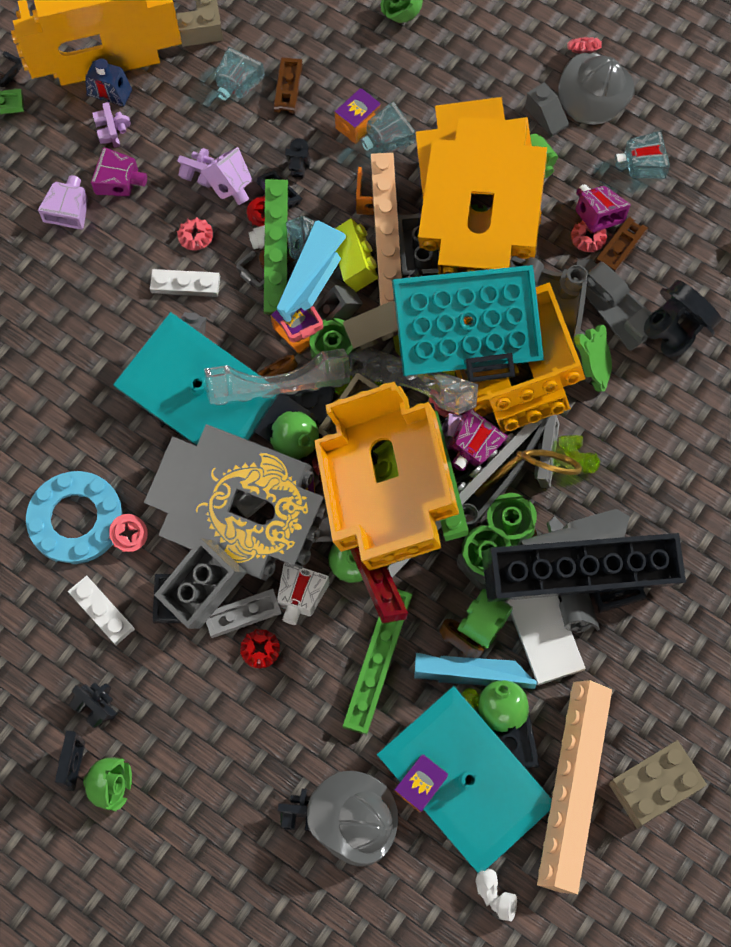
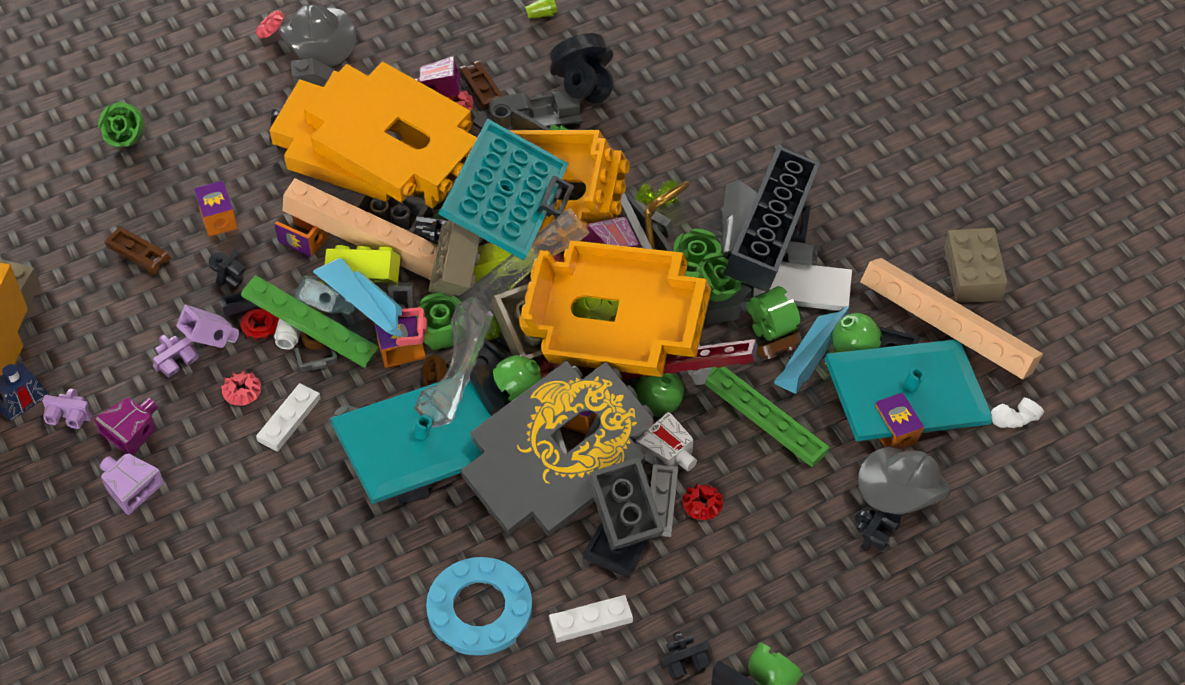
camera: 65 degrees left, 15 degrees down
(133, 524) = (536, 558): coral gear -> none
(237, 74) = (92, 283): clear light blue torso -> none
(388, 130) = (248, 192): clear light blue torso -> none
(645, 157) = (410, 32): clear light blue torso -> none

